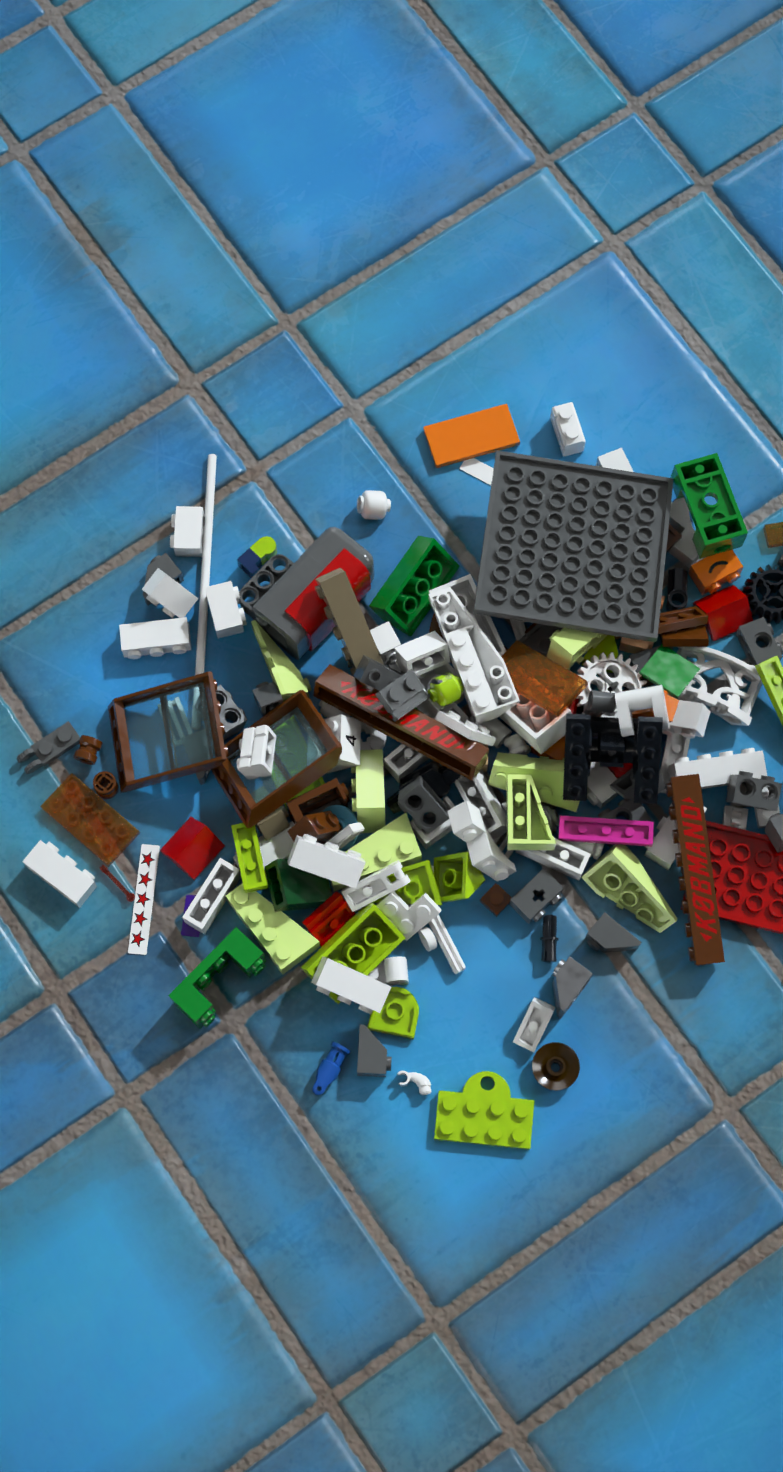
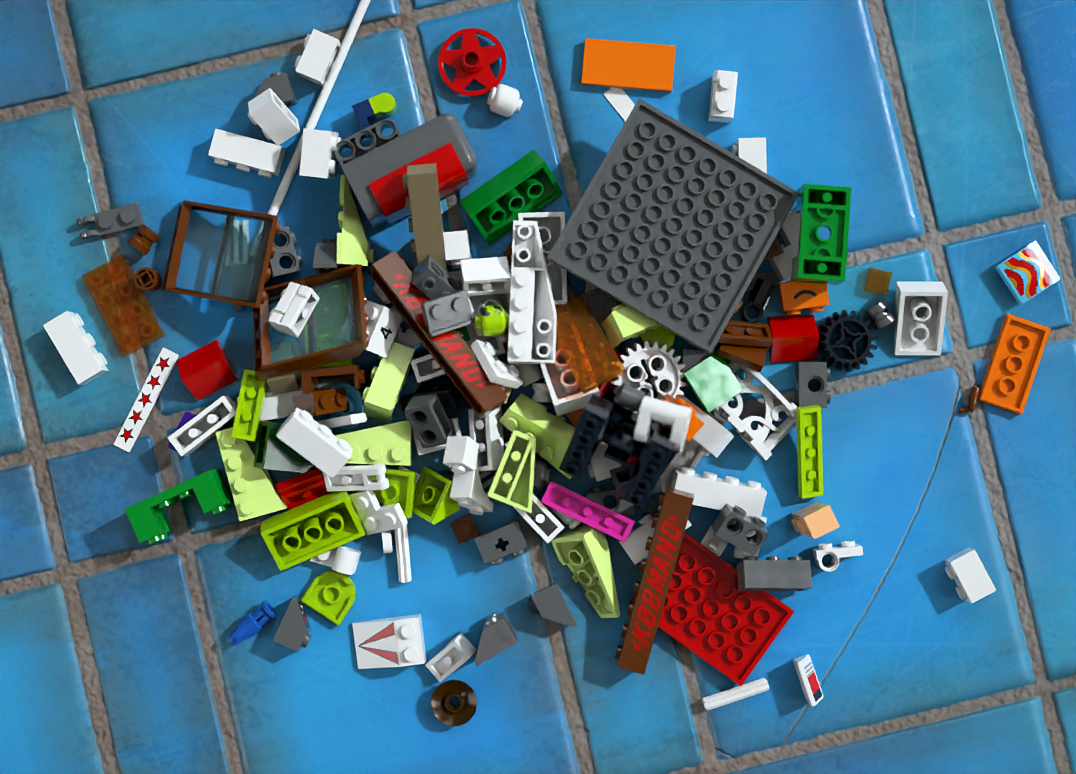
camera: 20 degrees right, 15 degrees up
(129, 896) = (133, 393): clear red hinge -> none
(330, 484) = (472, 62): none -> red wheel
(350, 985) = (295, 562): white brick -> none
(420, 1080) = (329, 665): white arm -> none
(469, 1033) = (389, 642): none -> white slope
(484, 1115) = (373, 718): lime plate -> none
(549, 938) = (497, 585): black axle -> none

